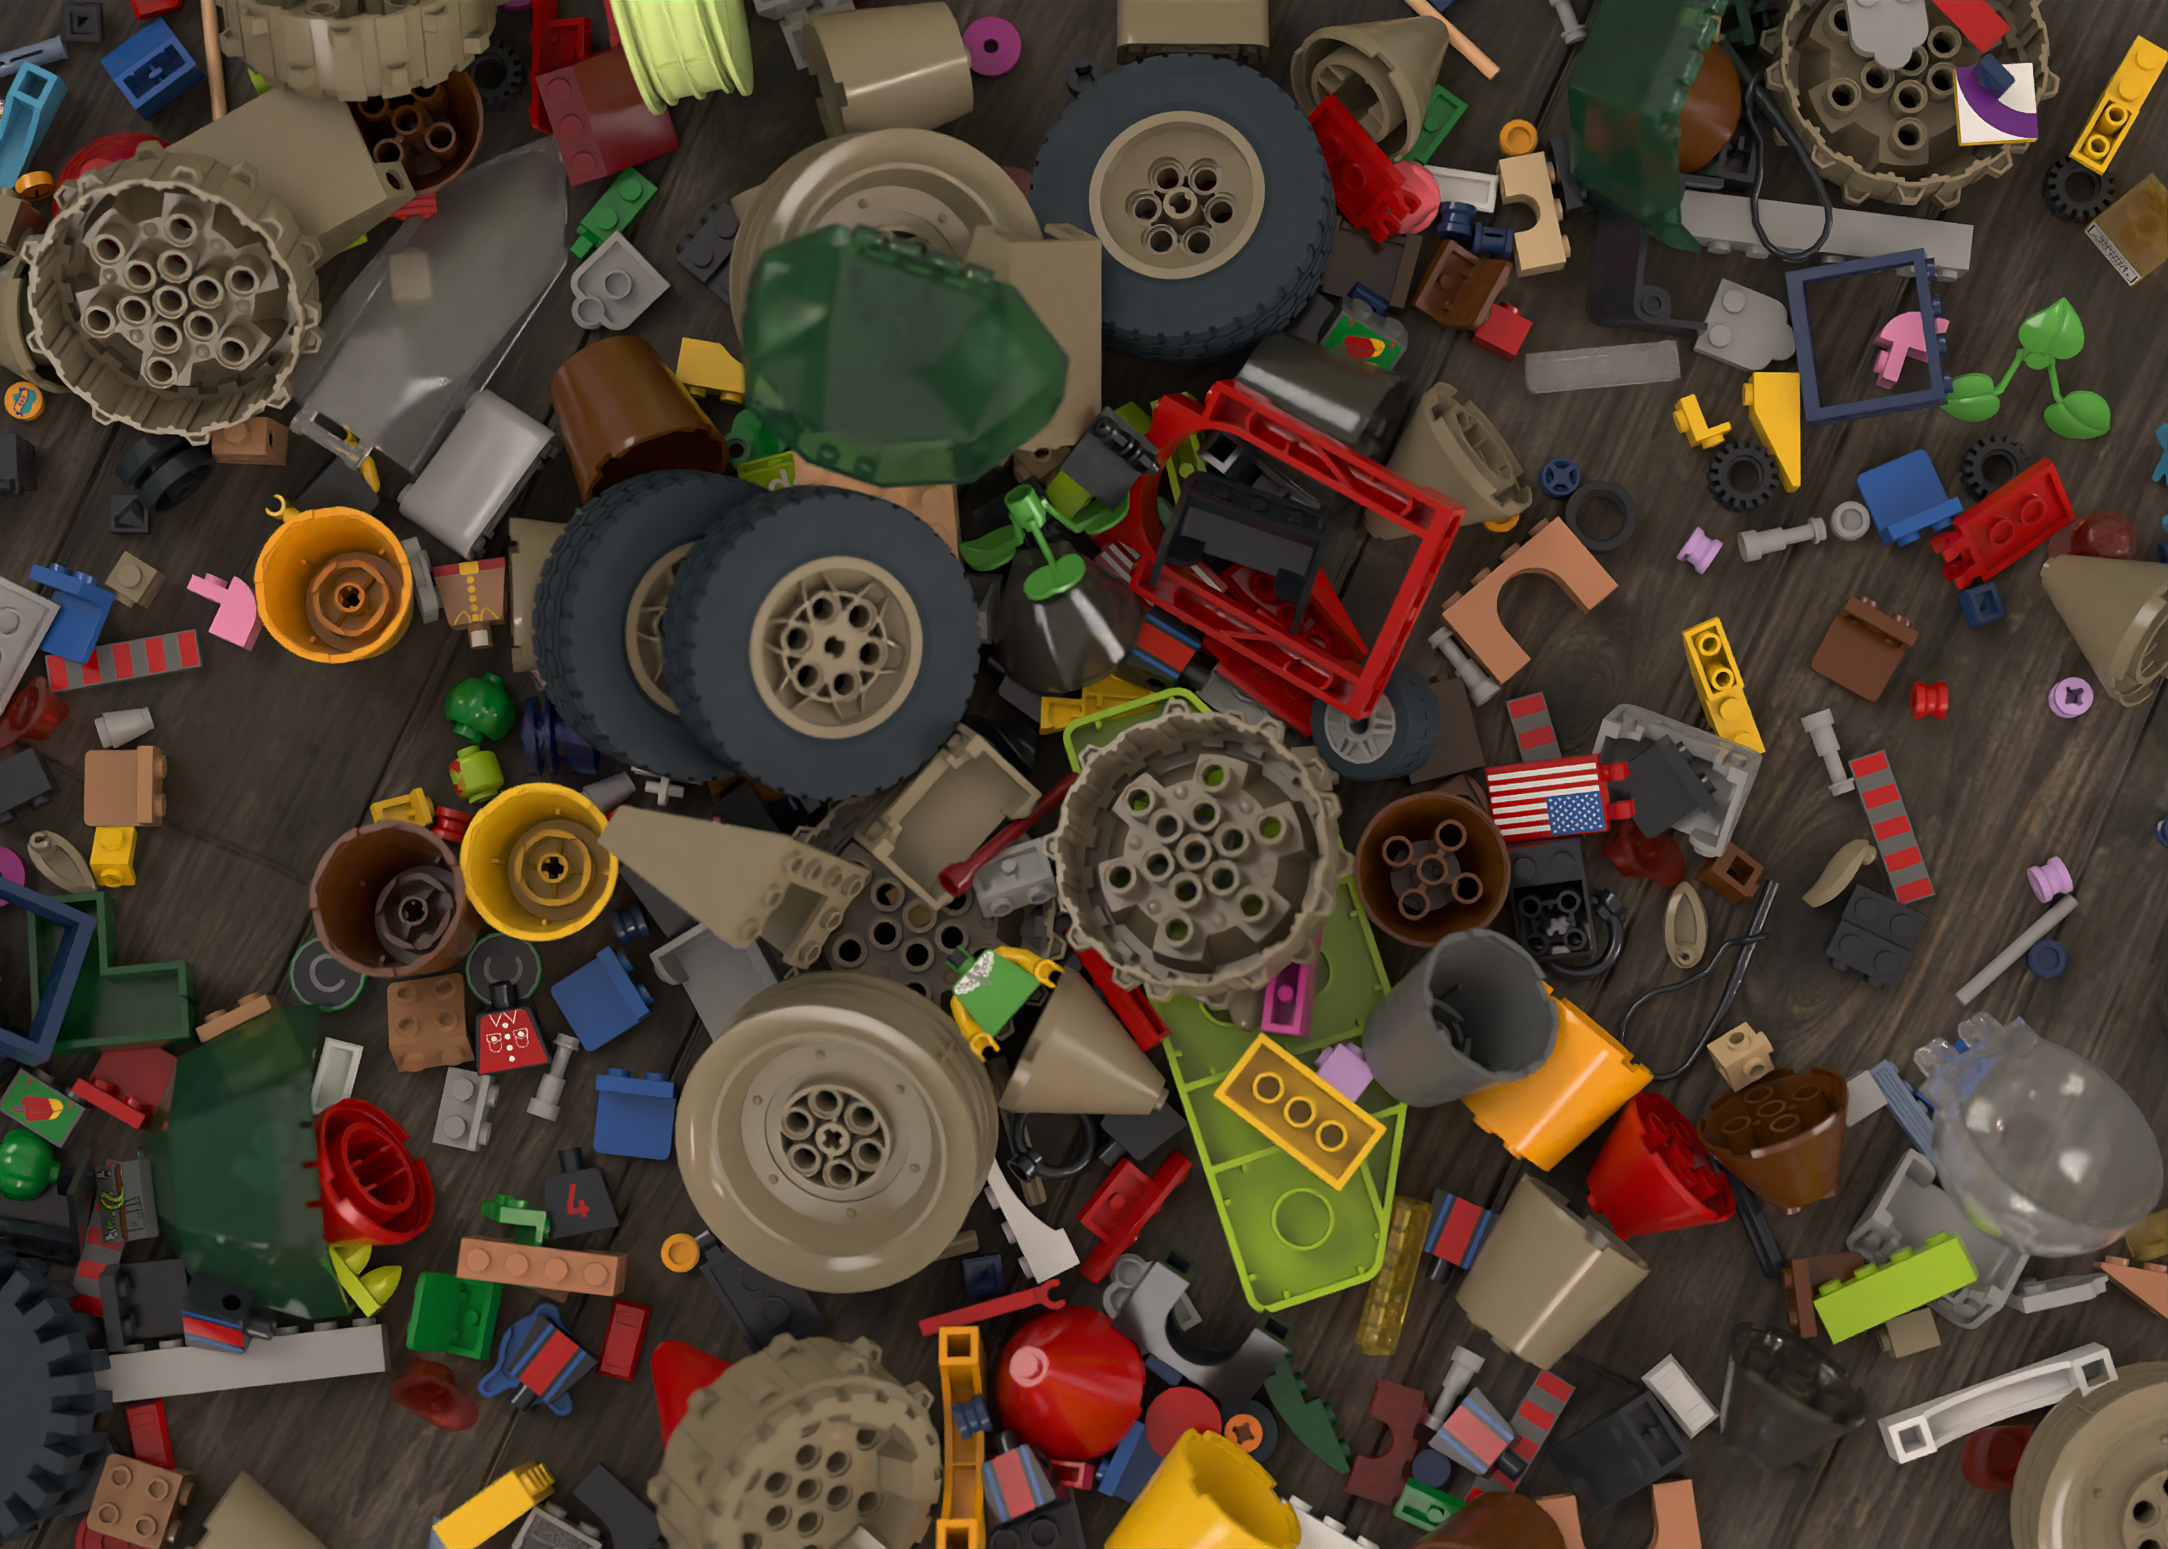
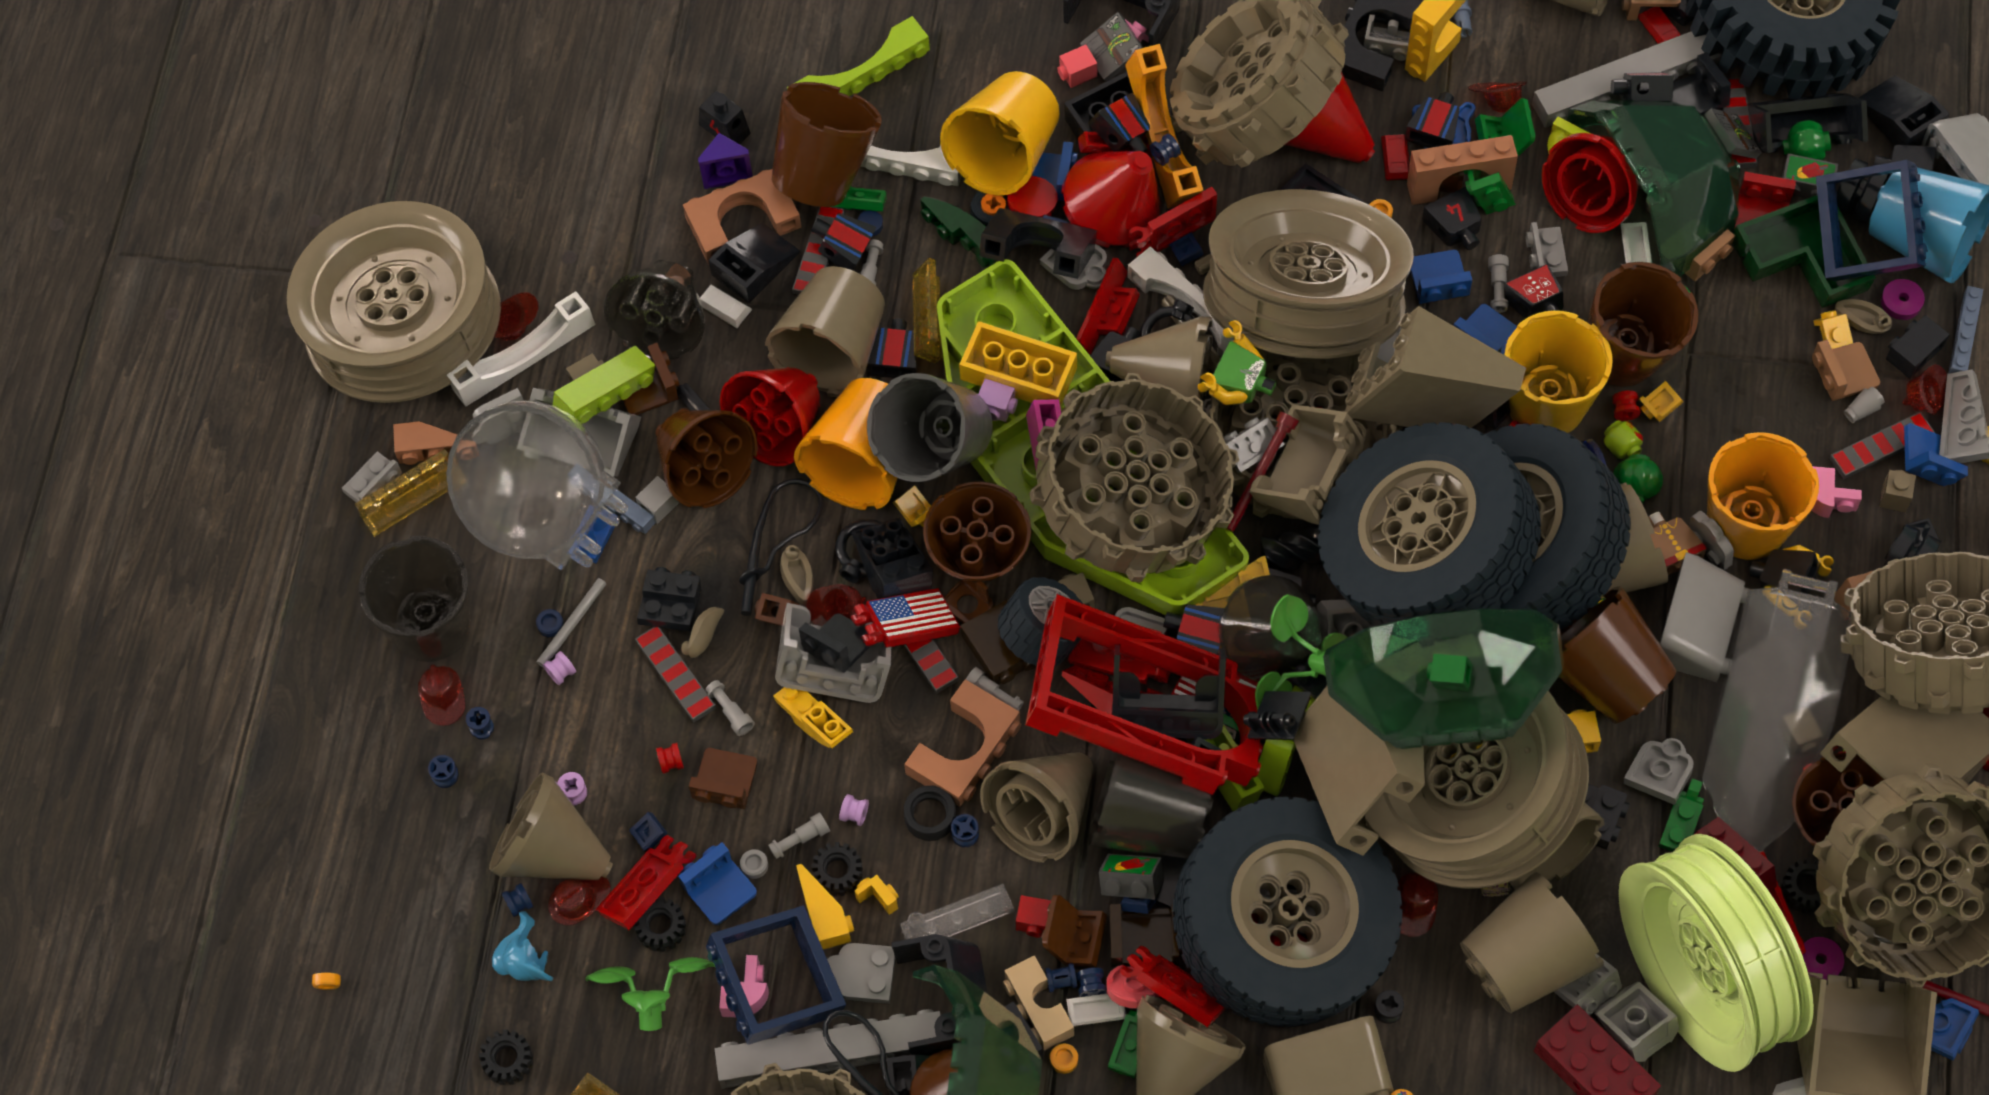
camera: 165 degrees right, 20 degrees down
(429, 1023) = (1583, 284): medium nougat bracket -> none
(880, 390) = (1450, 672): none -> green brick
(992, 31) = (1463, 999): magenta piece -> none
(1380, 1475) = (902, 208): clear red arch -> none
(1741, 1056) = (738, 501): tan brick -> none

